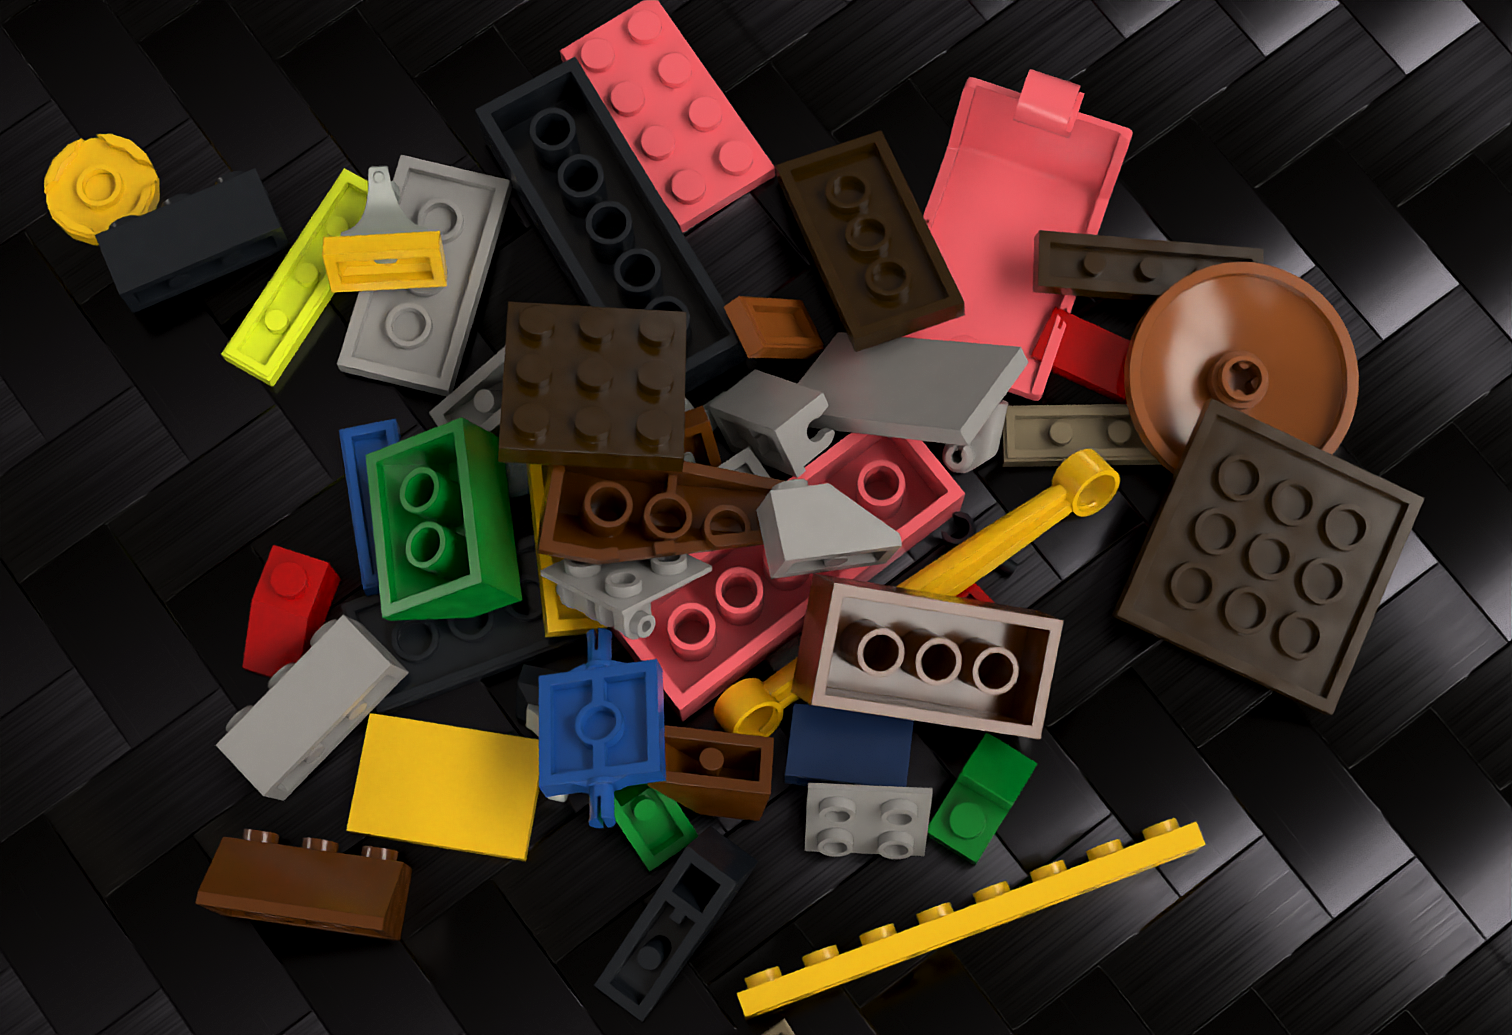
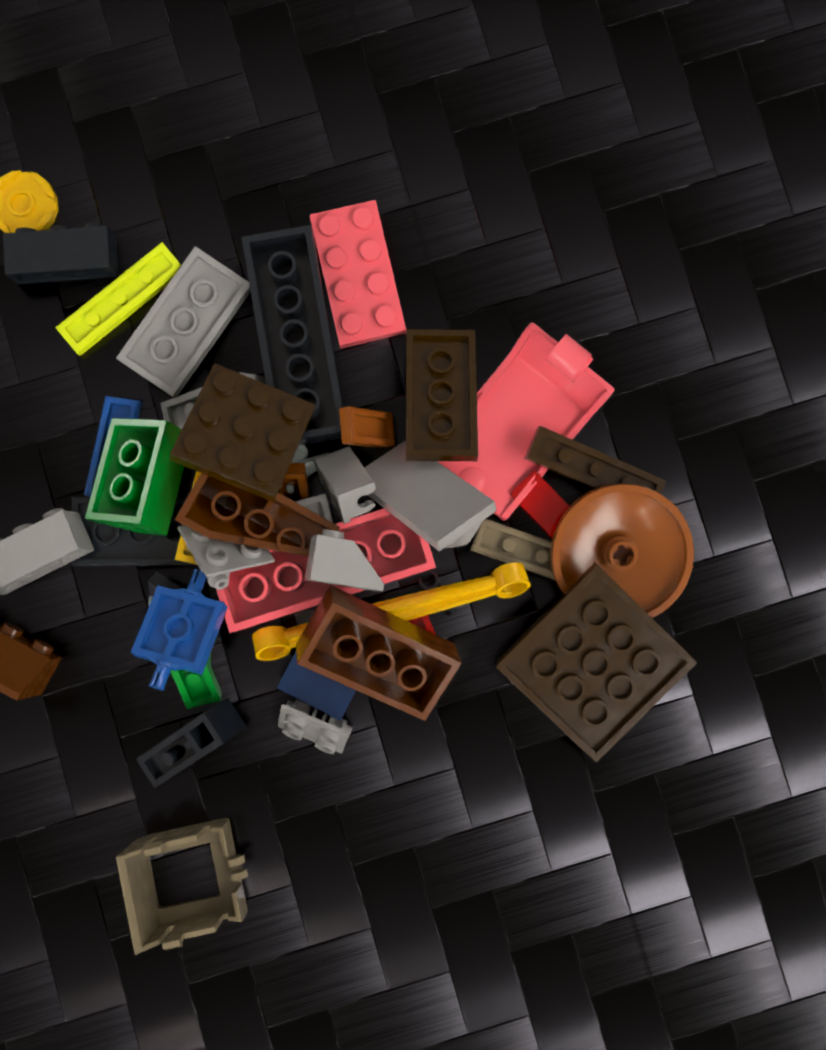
camera: 20 degrees right, 10 degrees up
(287, 609) = (40, 490): red slope -> none
(384, 246) = (162, 298): yellow piece -> none
(446, 787) = (91, 620): yellow tile -> none
(717, 772) = (238, 671): reddish brown slope -> none
(943, 926) = (335, 800): yellow plate -> none
(980, 798) = (383, 736): green slope -> none

